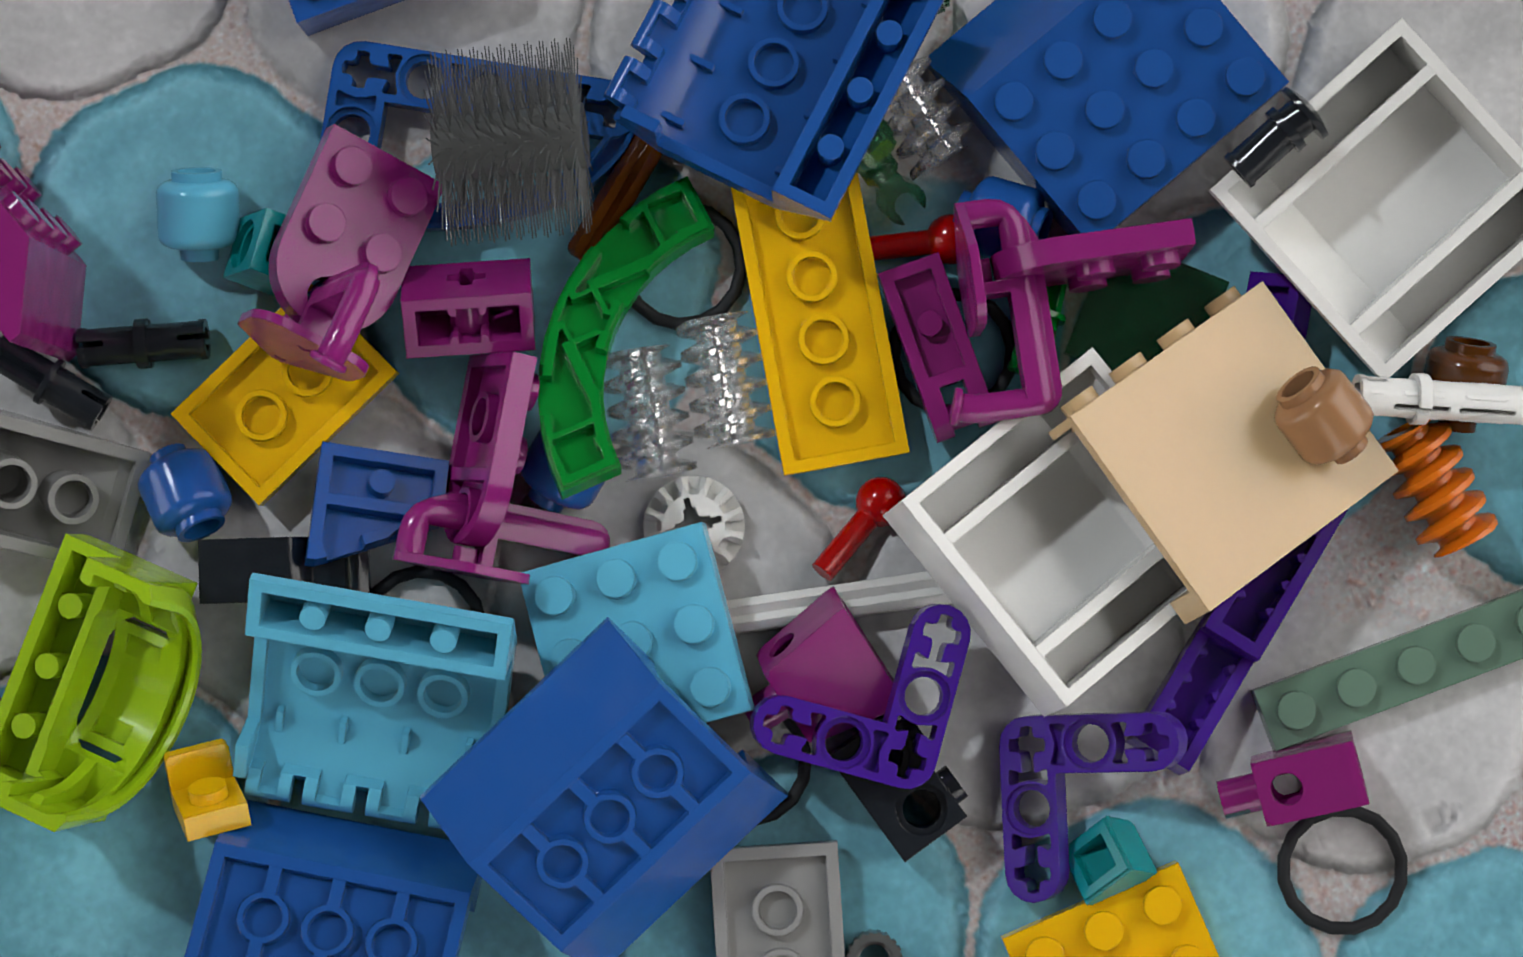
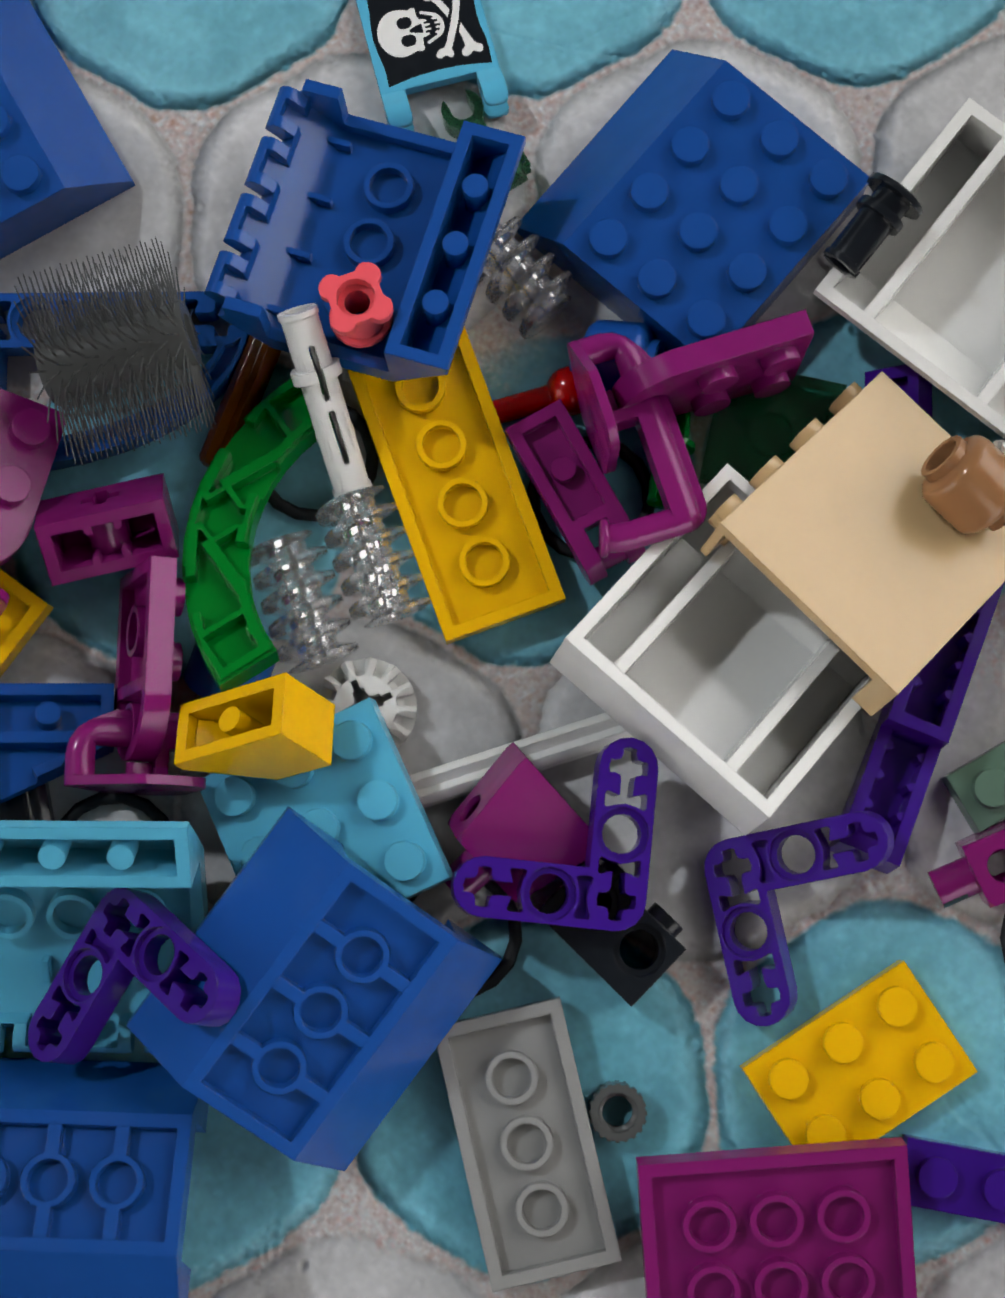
camera: 10 degrees left, 5 degrees down
(425, 733) = (74, 1017): none -> dark purple beam
(589, 539) = (257, 730): none -> yellow slope
(704, 217) = (305, 332): none -> white pin
(750, 120) = (353, 294): none -> coral brick
(872, 502) = (535, 656): red bar -> none
(880, 171) = (490, 332): clear green piece -> none
(1109, 859) = (834, 970): teal slope -> none

